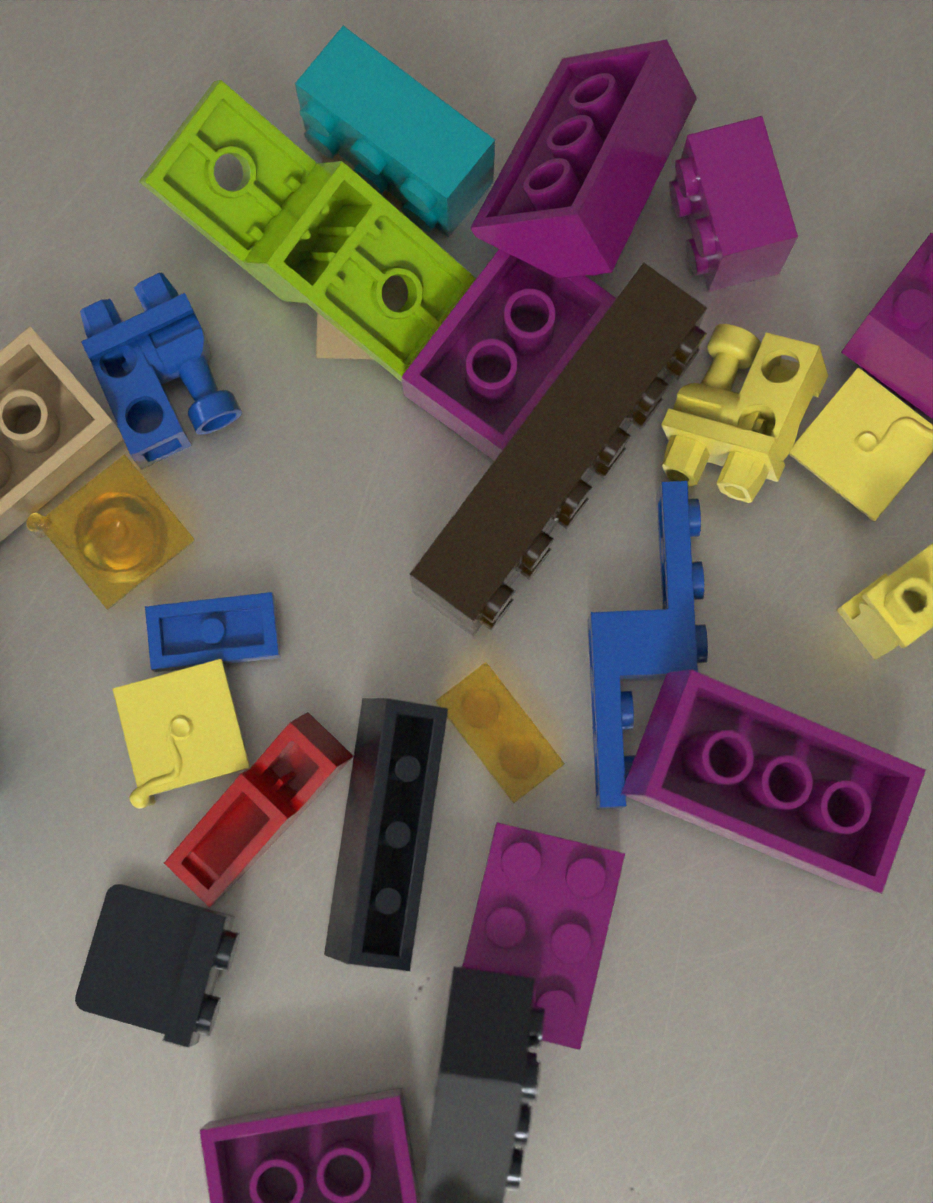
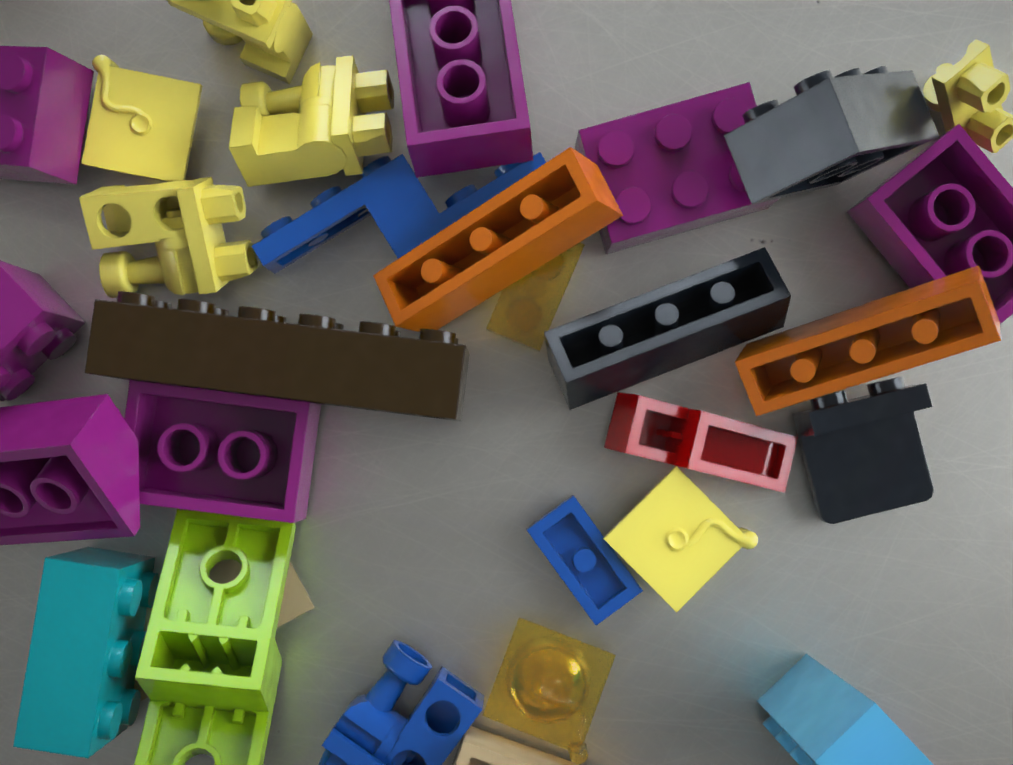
camera: 120 degrees left, 5 degrees up
(259, 1014) = (869, 341): none -> orange brick
(556, 712) = (498, 243): none -> orange brick
(760, 617) = (312, 126): none -> light yellow hips

